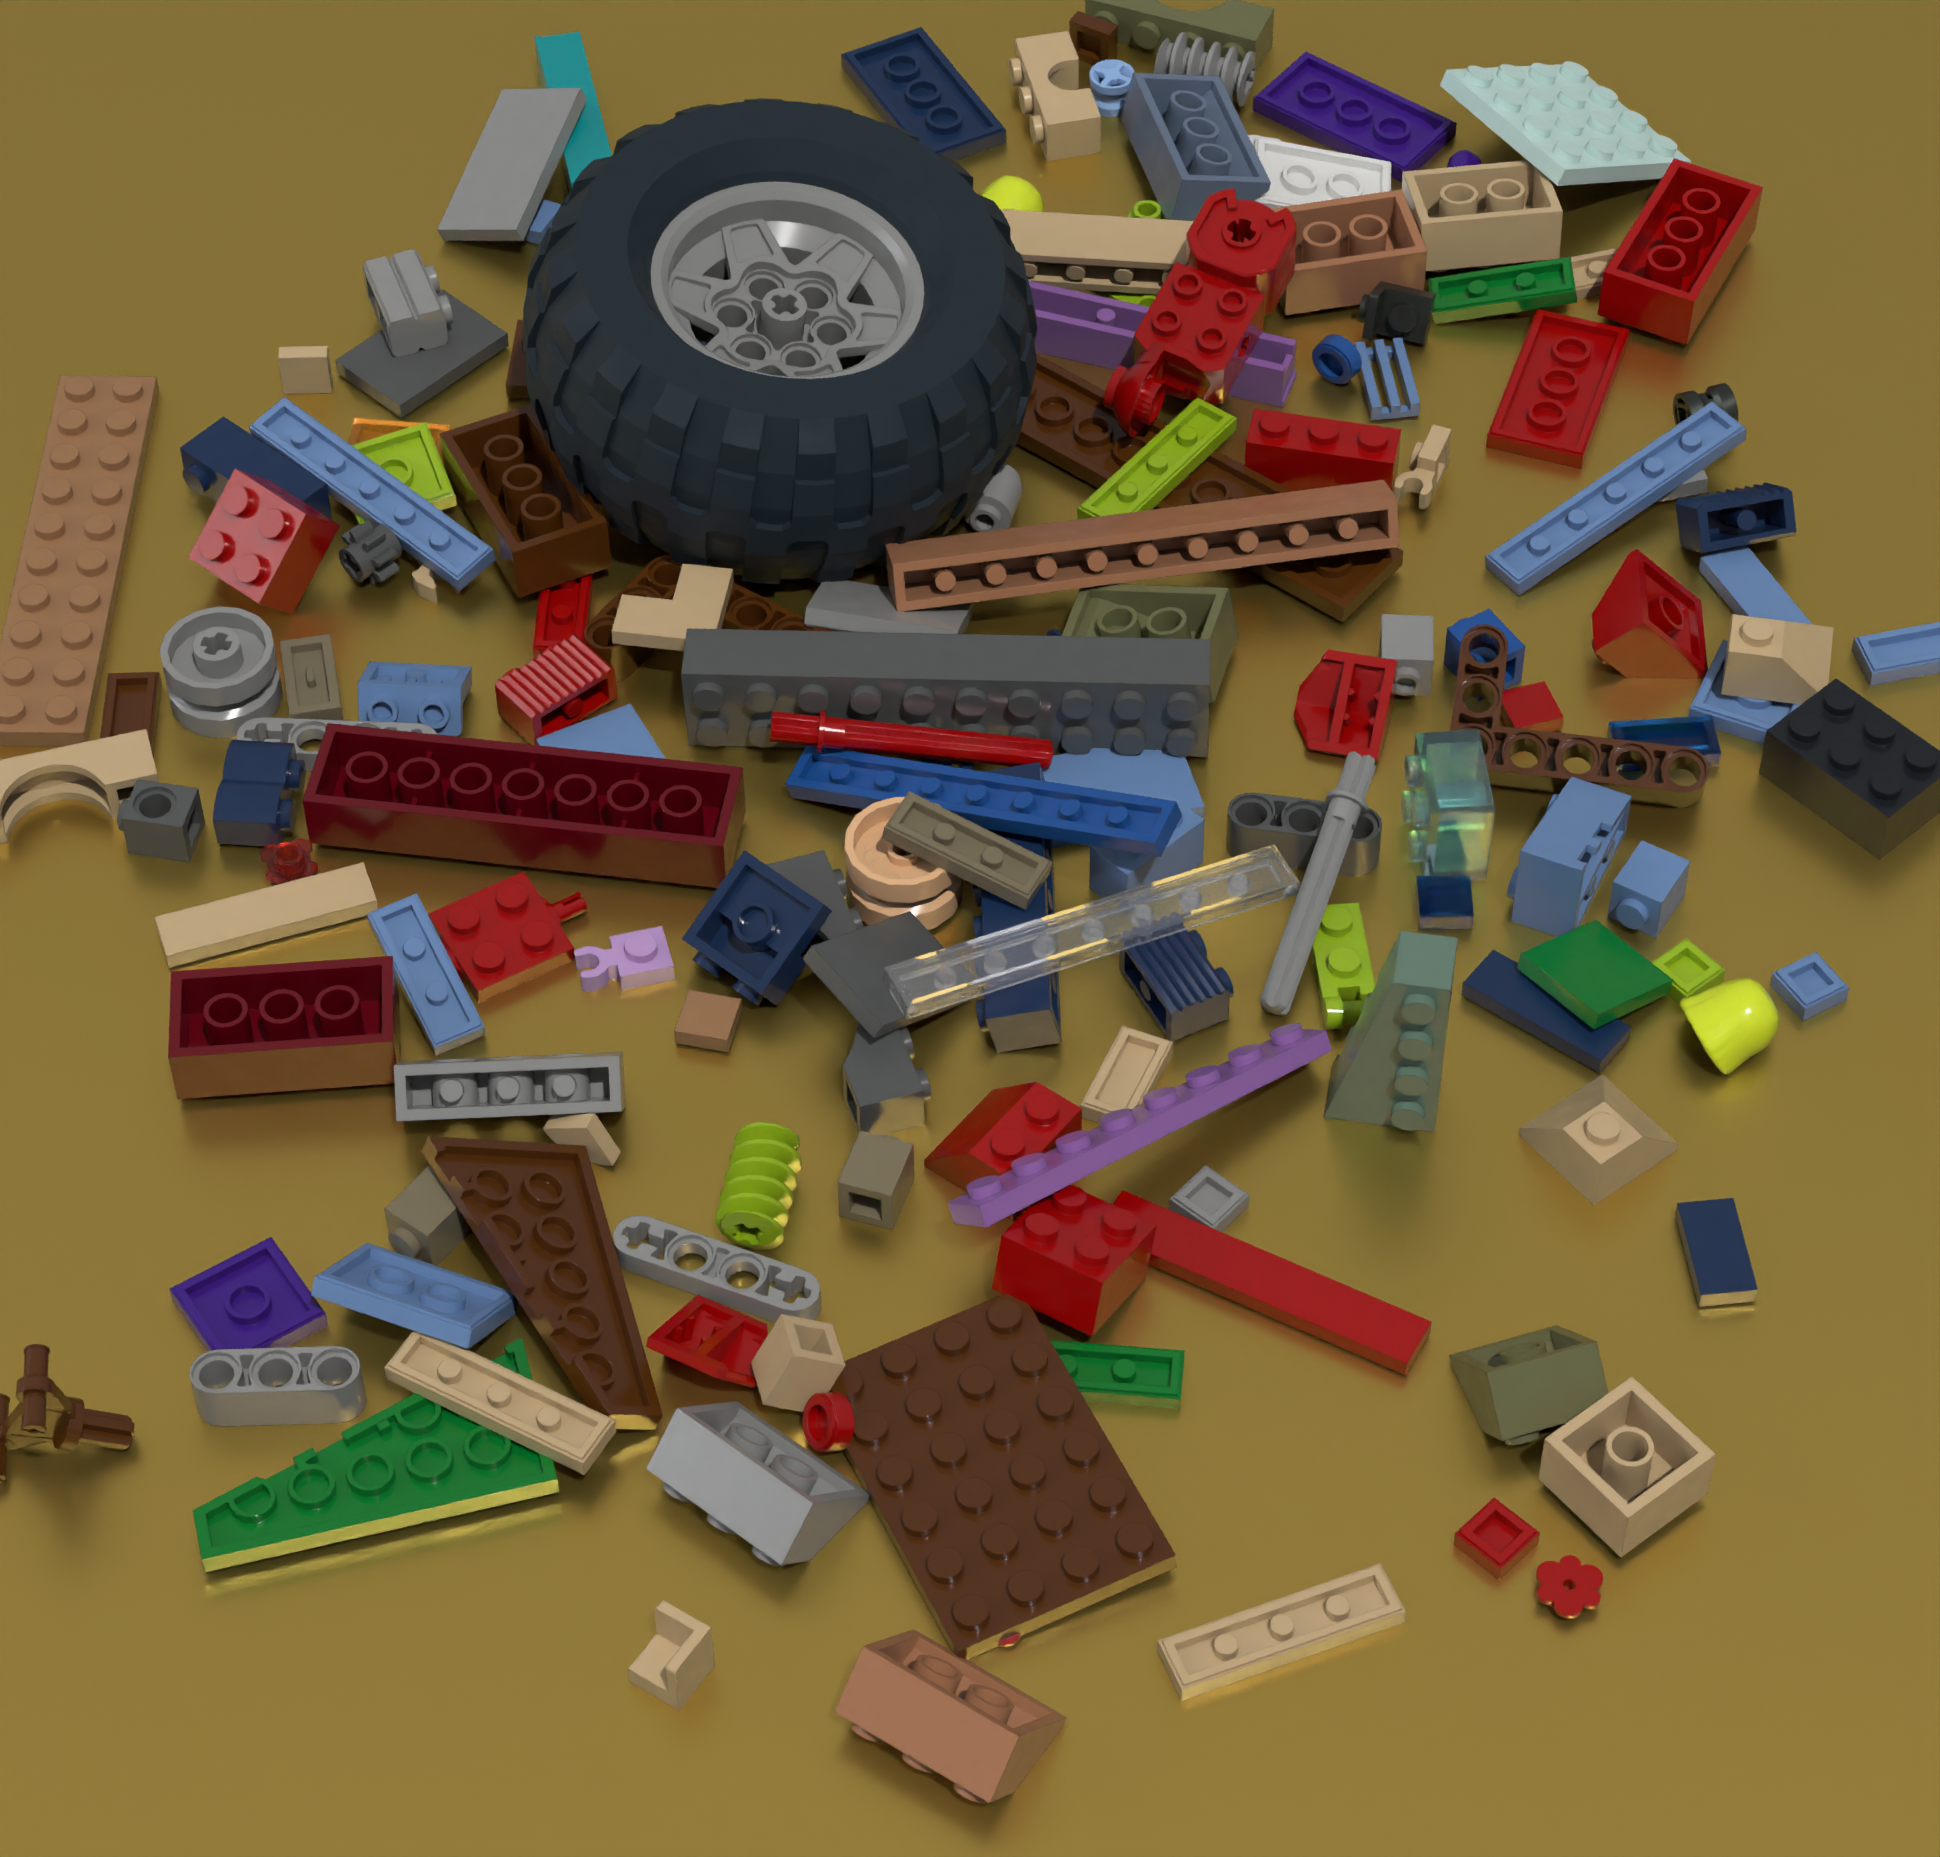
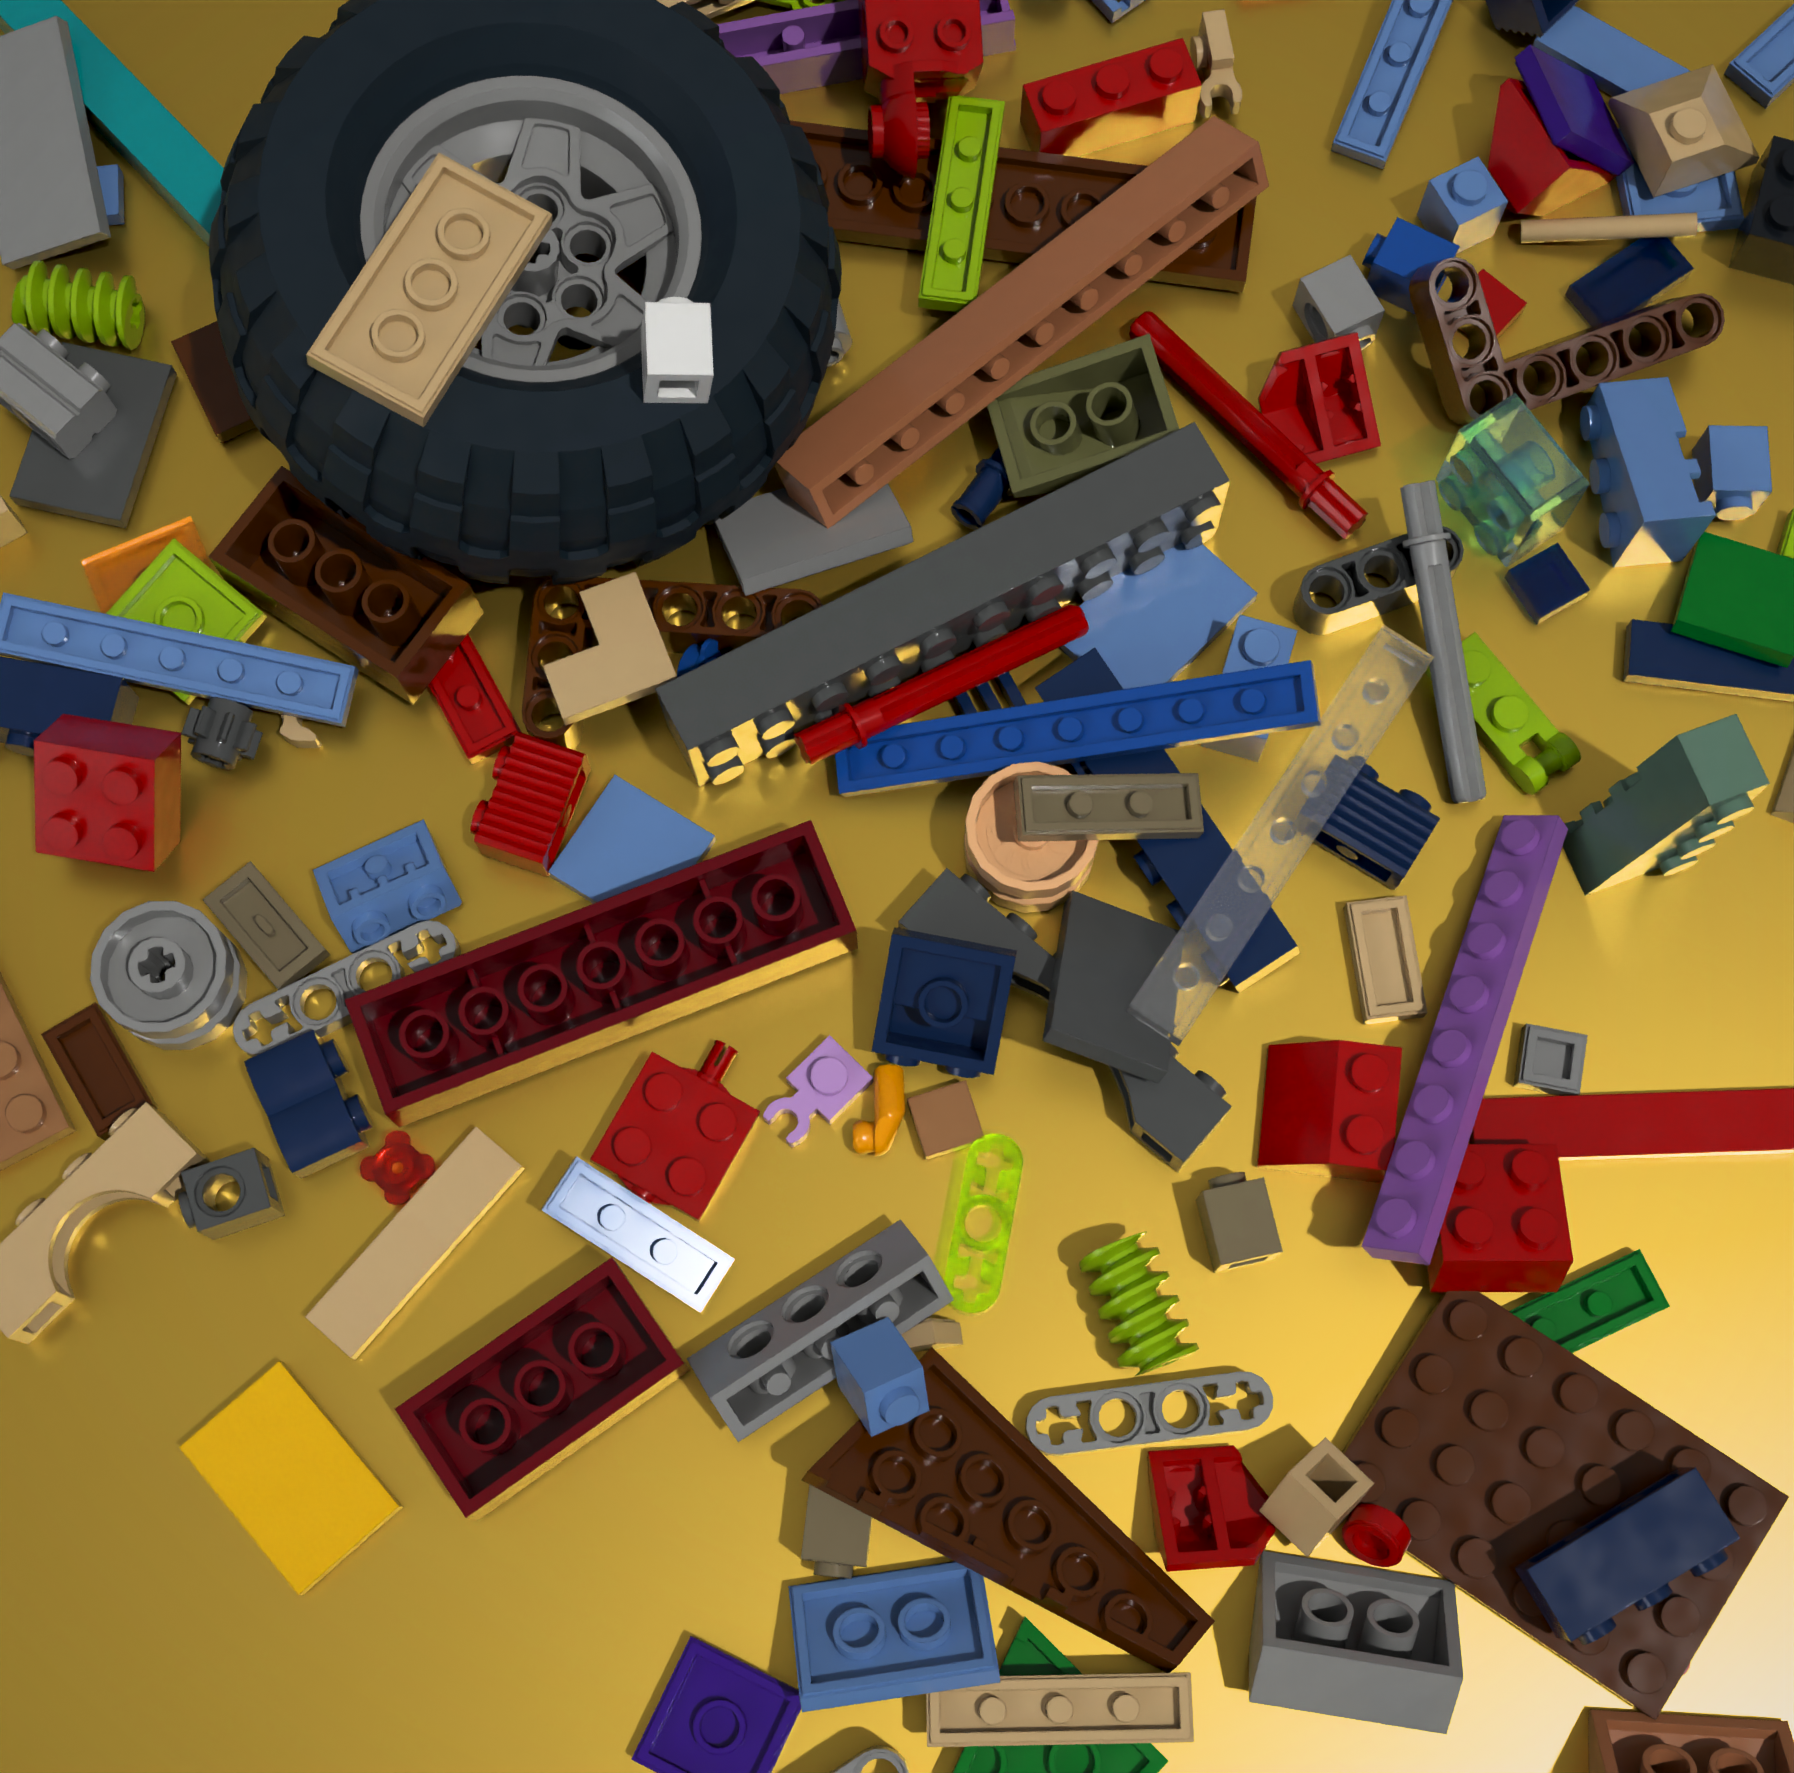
camera: 30 degrees left, 25 degrees up
(69, 1010) = (290, 1478): none -> yellow tile
(472, 270) = (80, 307): none -> lime piece
(526, 1115) = (880, 1376): none -> medium blue brick
(664, 993) = (888, 1112): none -> light orange arm
(679, 265) = (430, 290): none -> tan tile
(681, 1118) = (1007, 1182): none -> clear neon green beam
(820, 371) = (676, 351): none -> white brick
(1006, 1503) = (1628, 1556): none -> dark blue brick
(1300, 757) = (1251, 428): none -> red axle
(1553, 632) = (1463, 205): none -> medium blue brick
(1667, 696) = (1608, 228): none -> tan bar
(1686, 603) = (1573, 110): none -> dark purple tile

